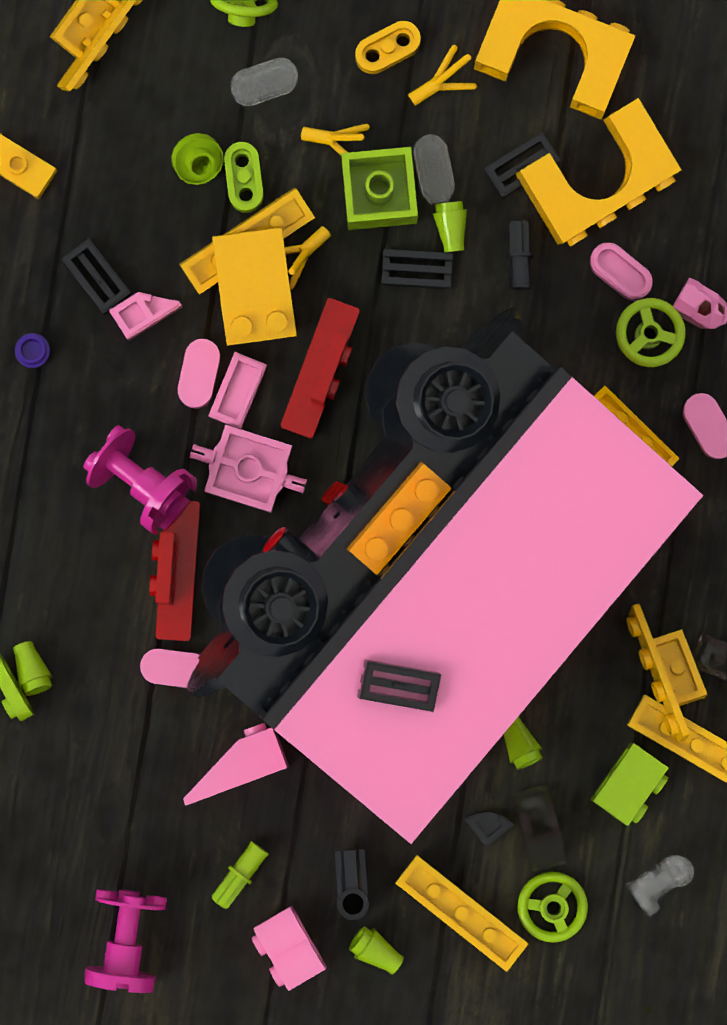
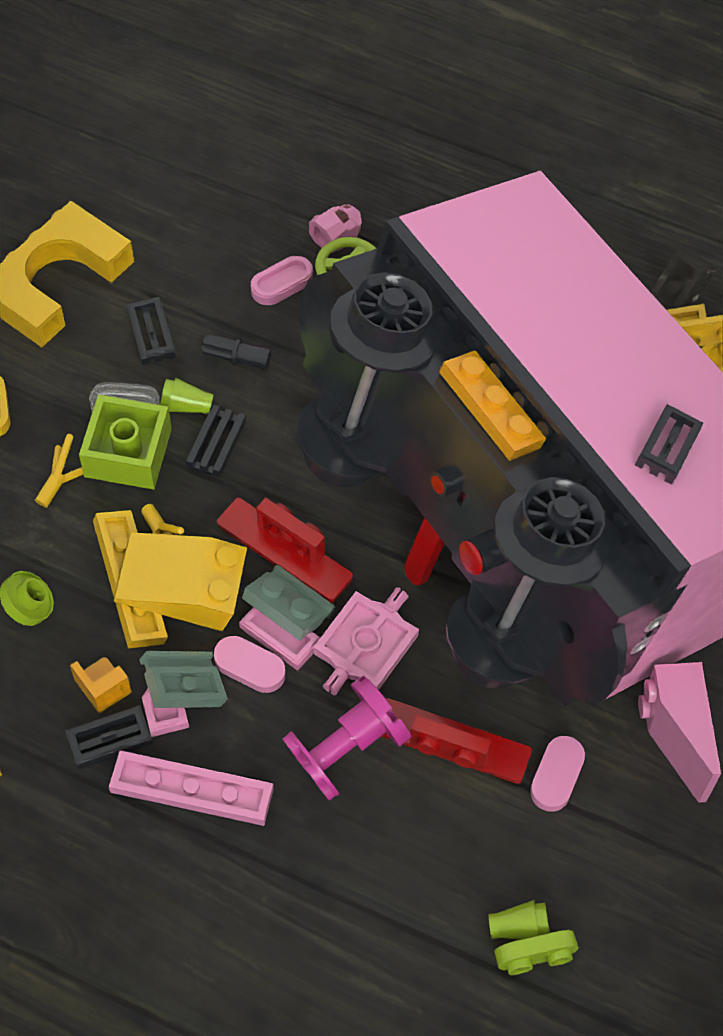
camera: 75 degrees left, 25 degrees down
(32, 350) = (164, 824): dark purple plate -> none
(68, 362) = (191, 788): none -> bright pink plate
(142, 251) = (102, 683): none -> light orange panel
(158, 322) = (183, 679): none -> sand green plate
(243, 178) = (65, 563): lime plate -> none
(264, 388) = (288, 602): none -> sand green plate
(436, 83) = (43, 374): yellow plant -> none
(646, 163) = (193, 230): yellow arch -> none

